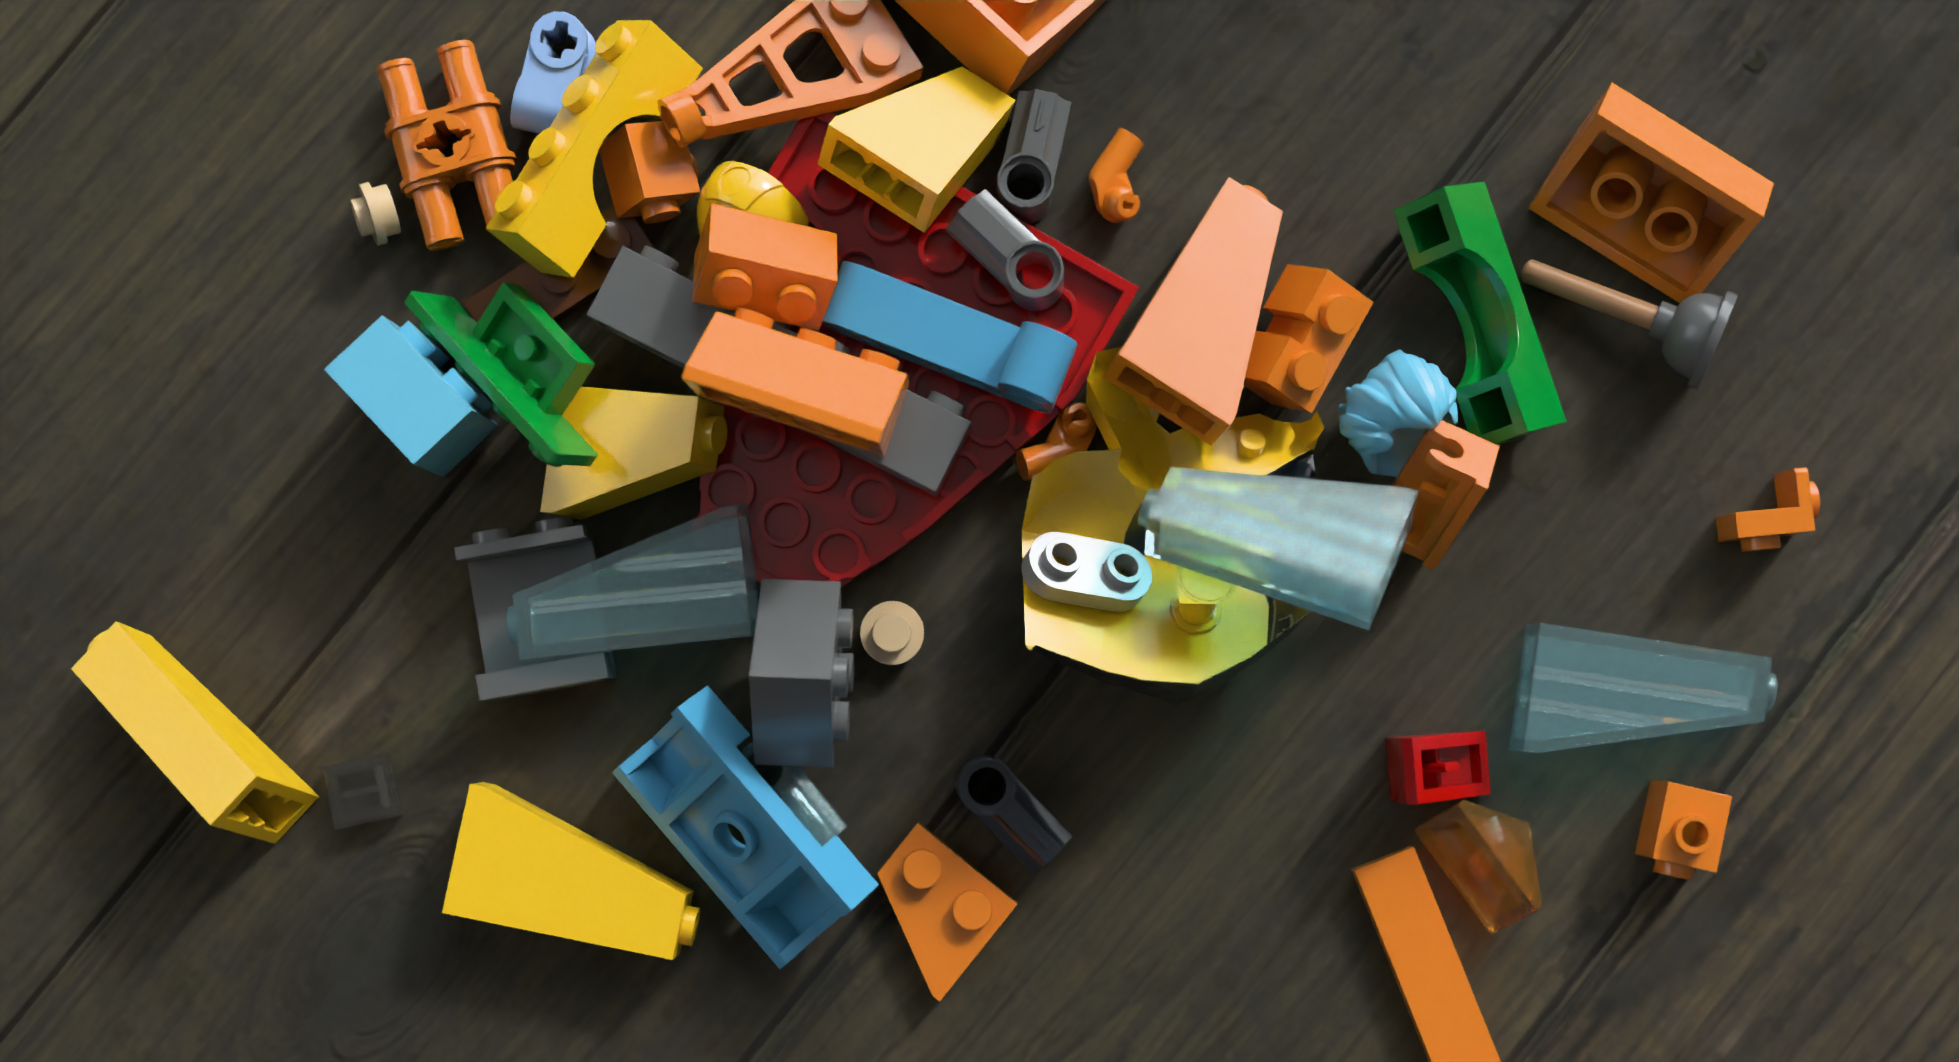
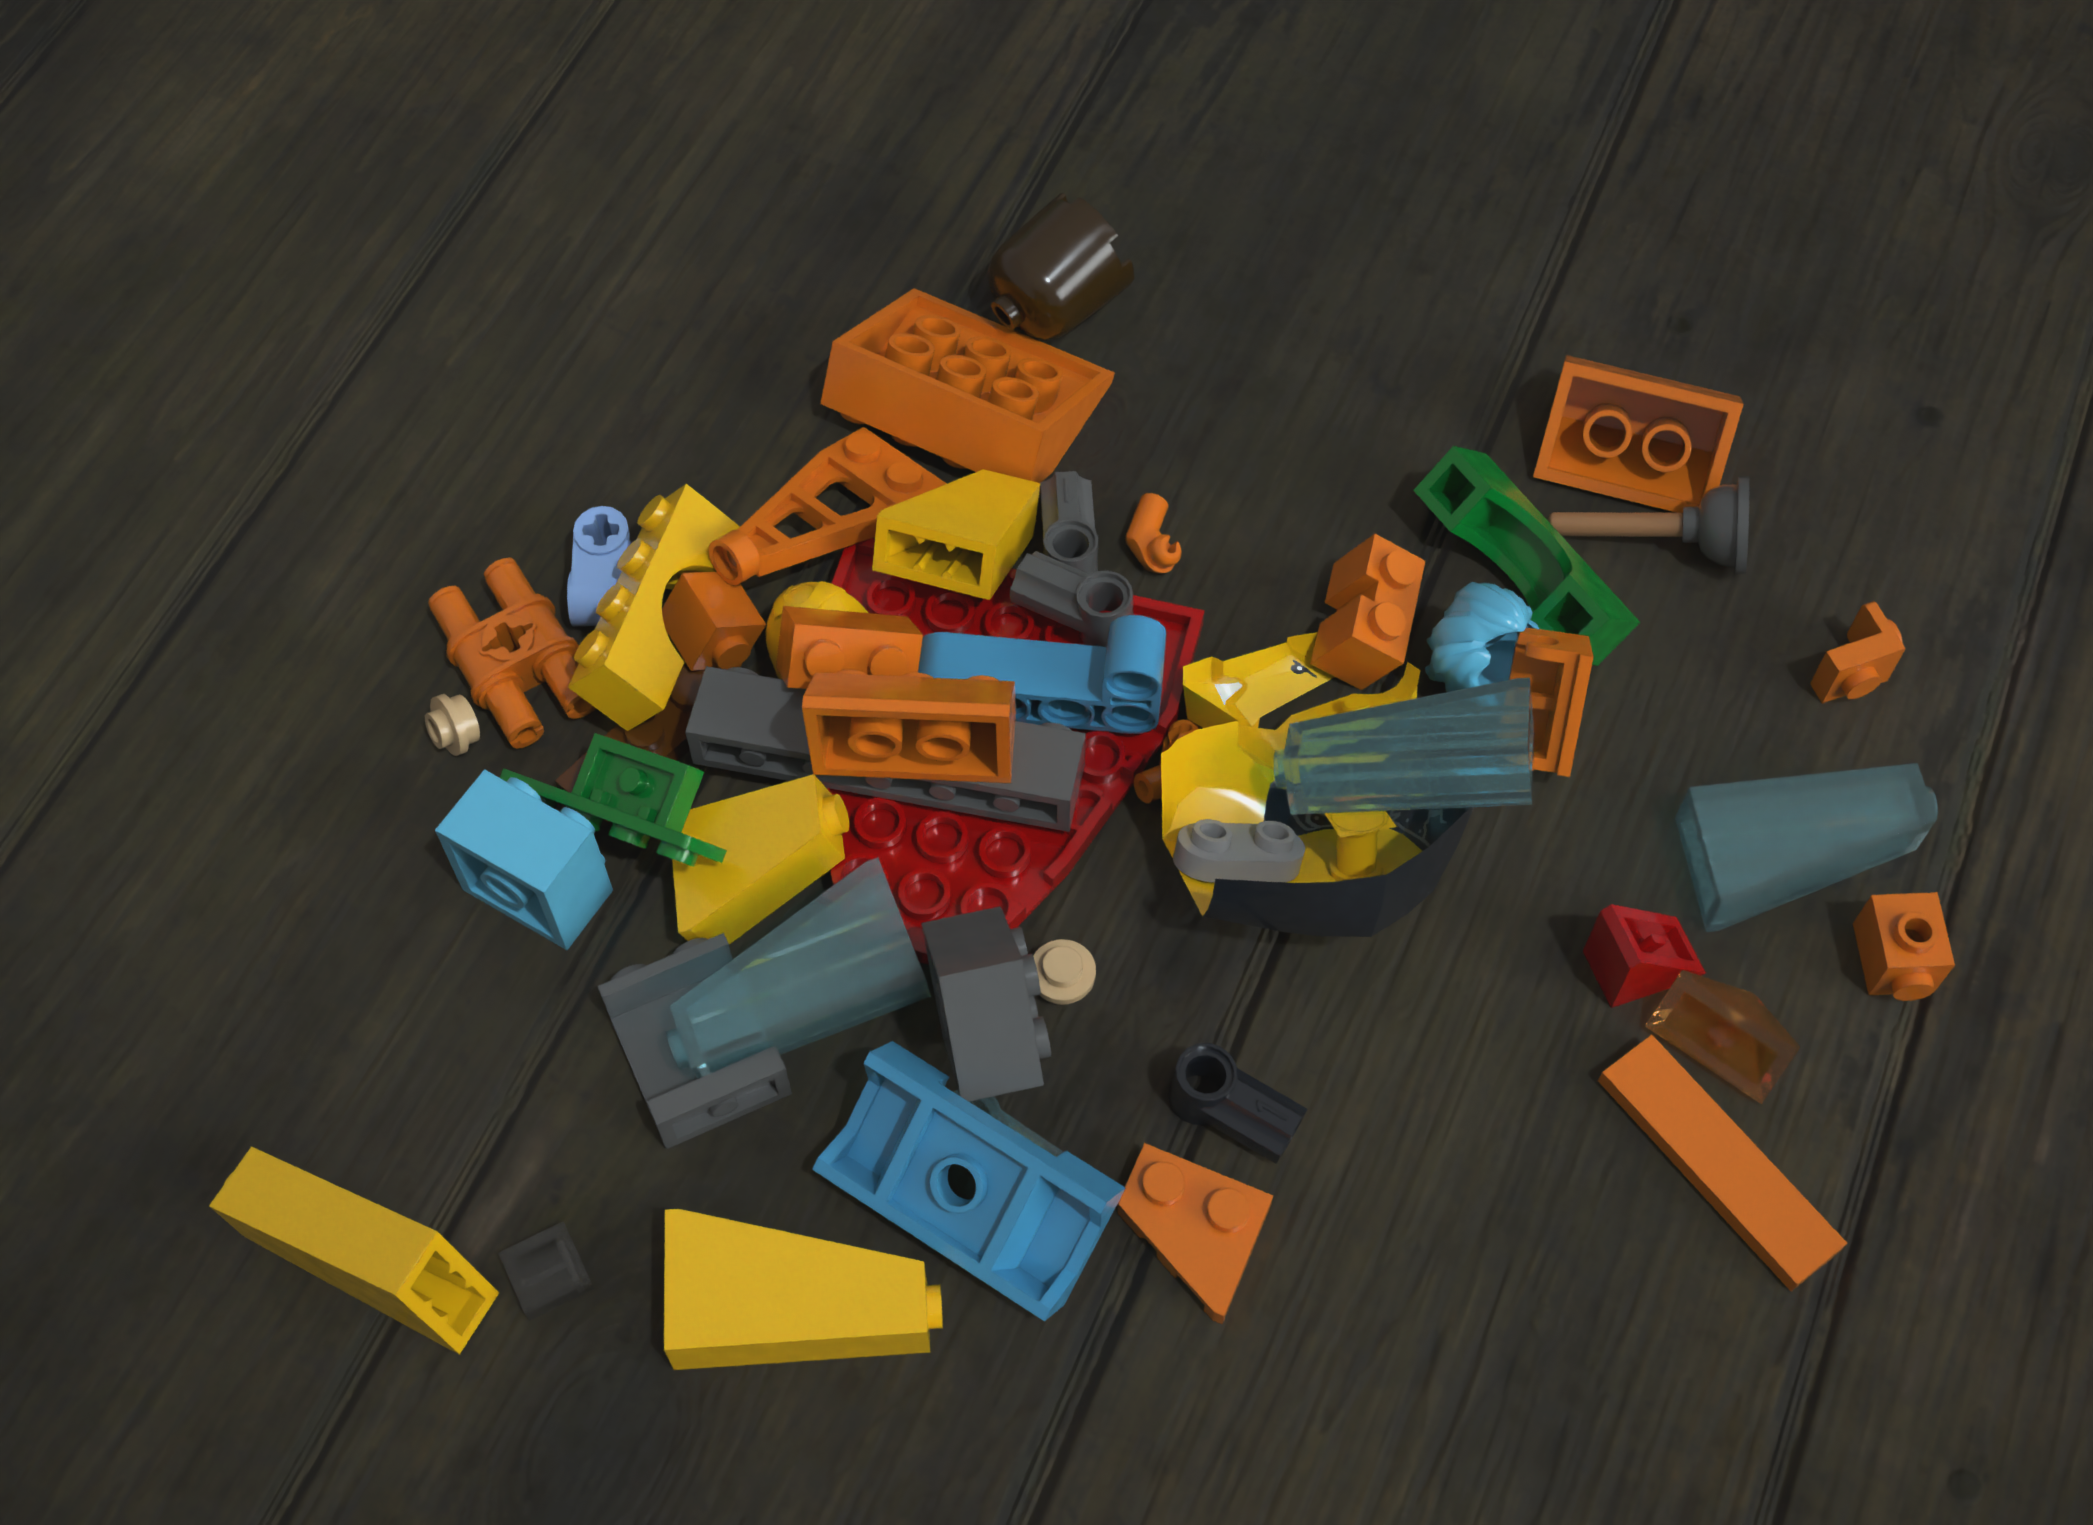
camera: 15 degrees left, 25 degrees down
(1200, 325) = (1273, 614): slope -> none

